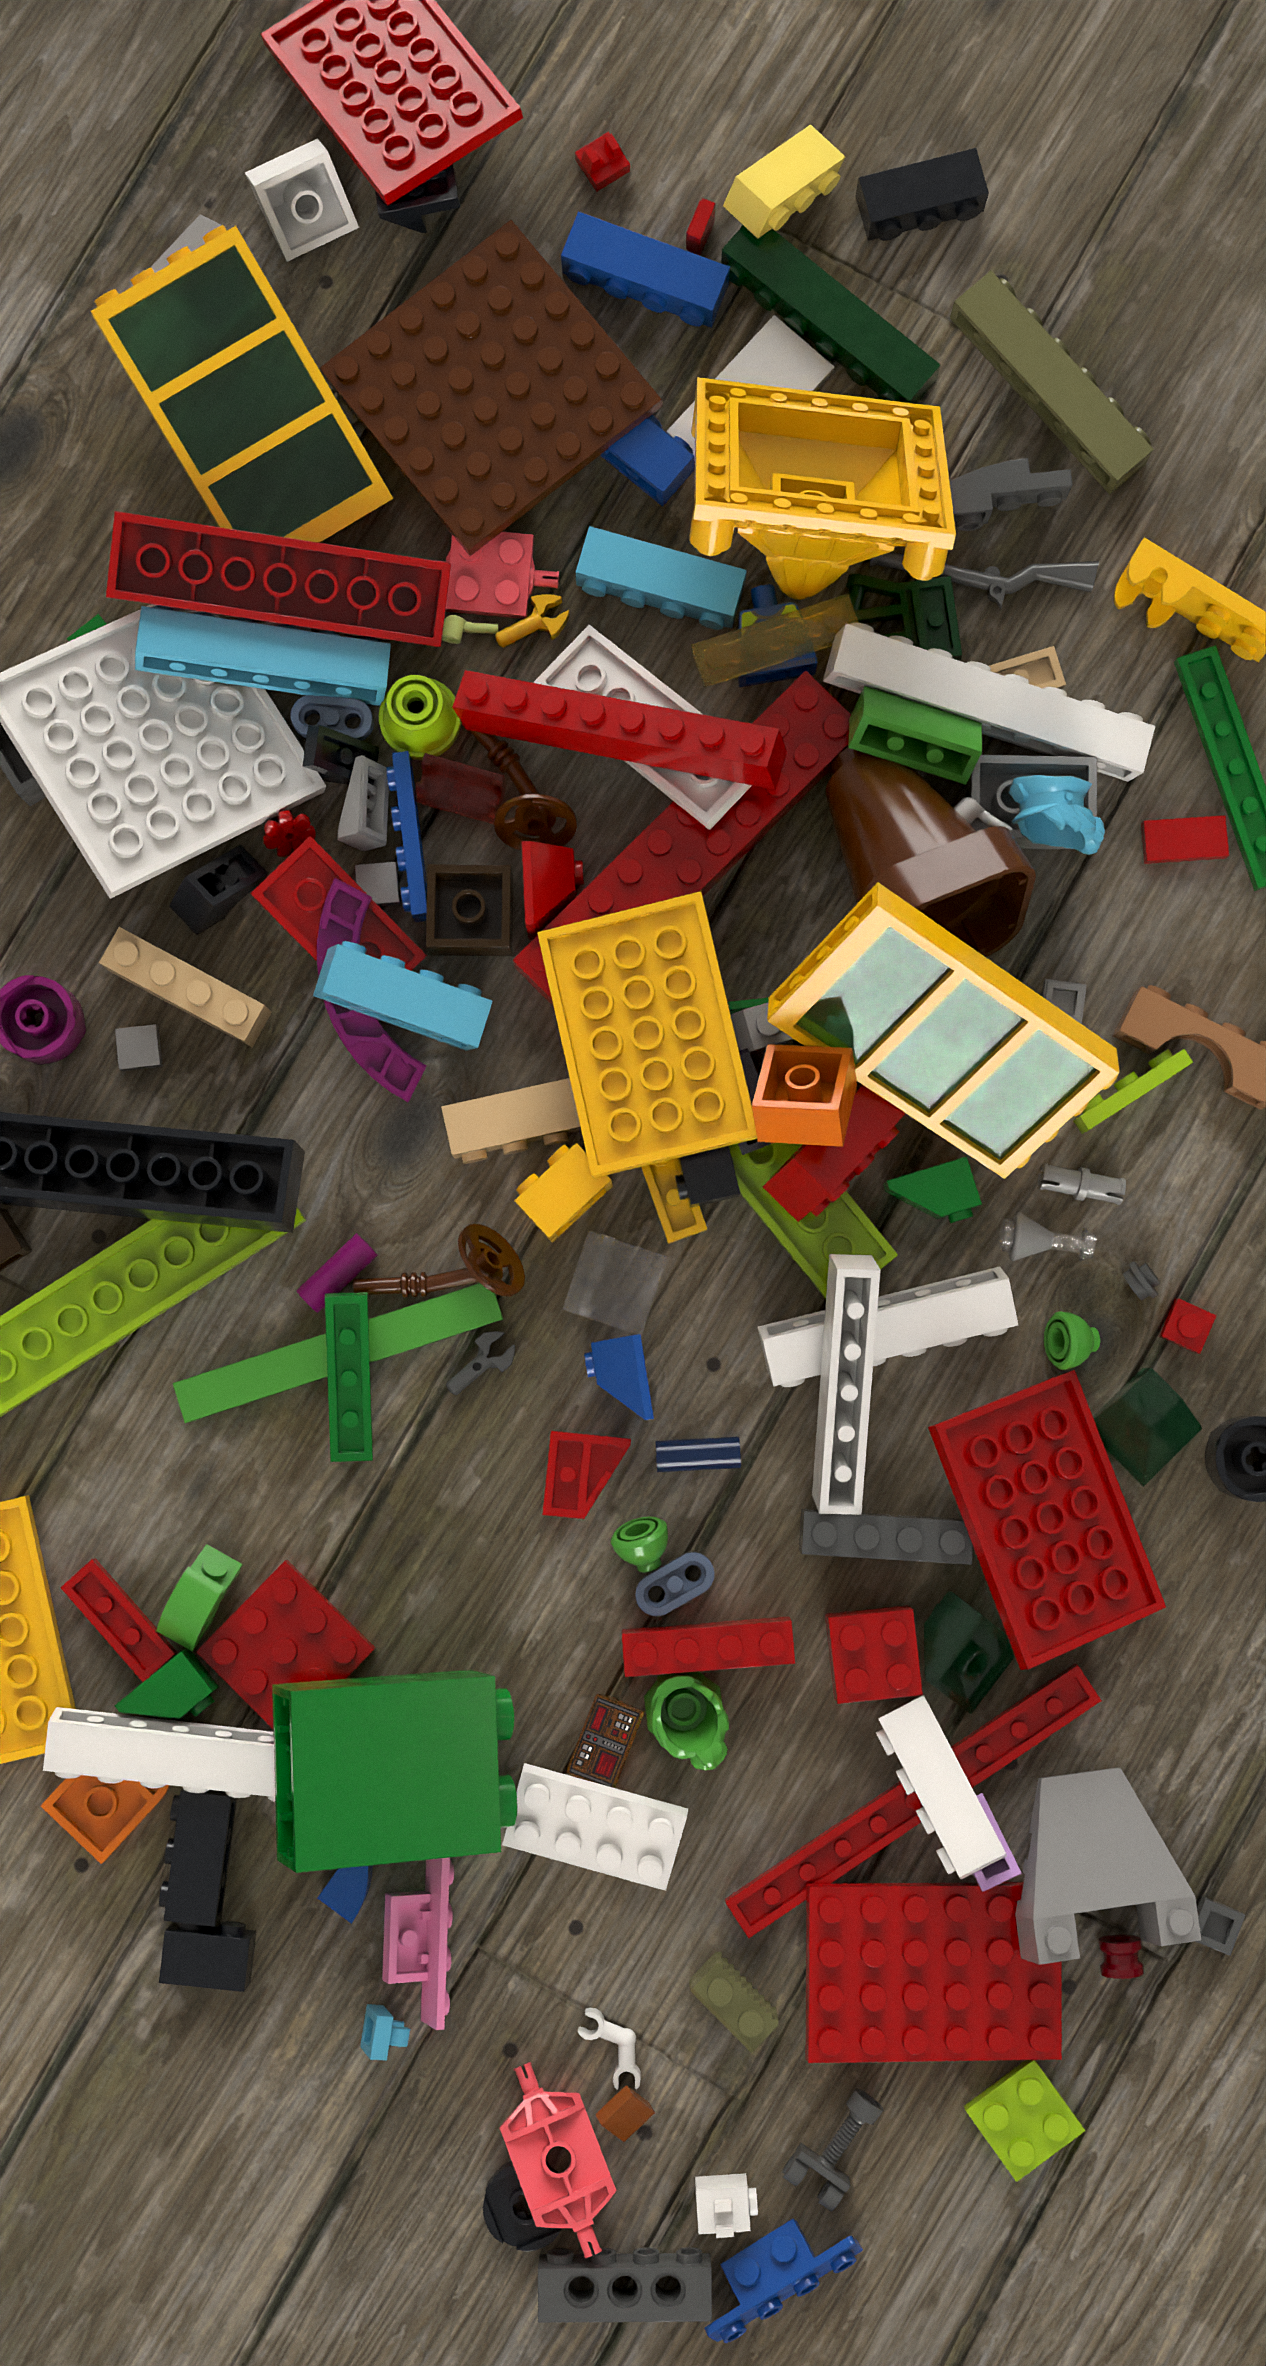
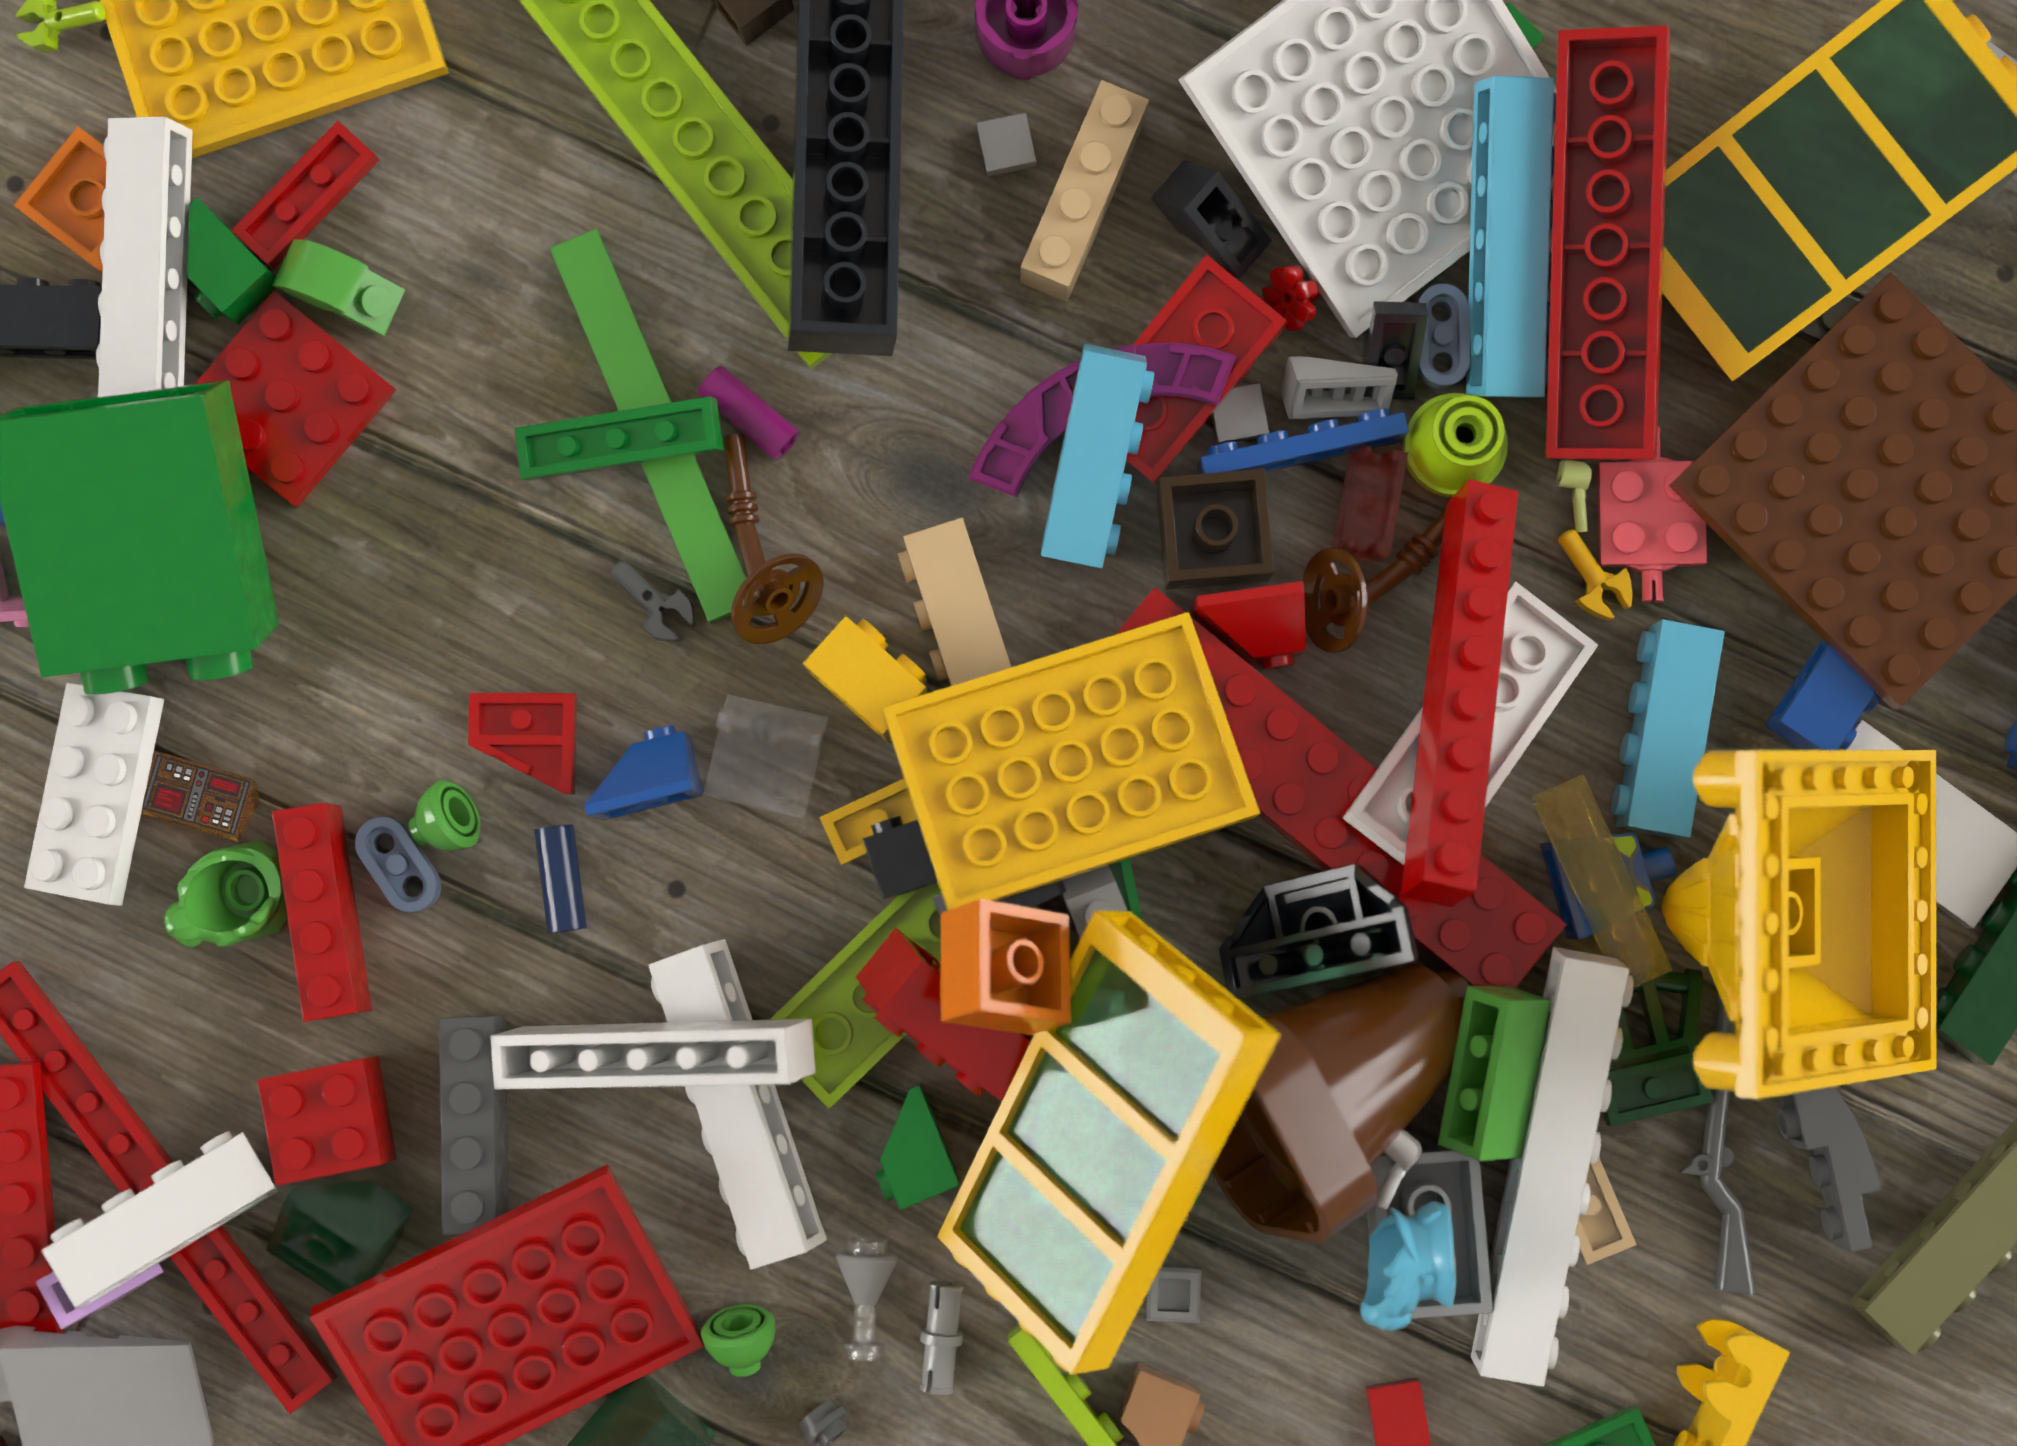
camera: 80 degrees right, 0 degrees up
(795, 860) = (1317, 934): none -> black wedge

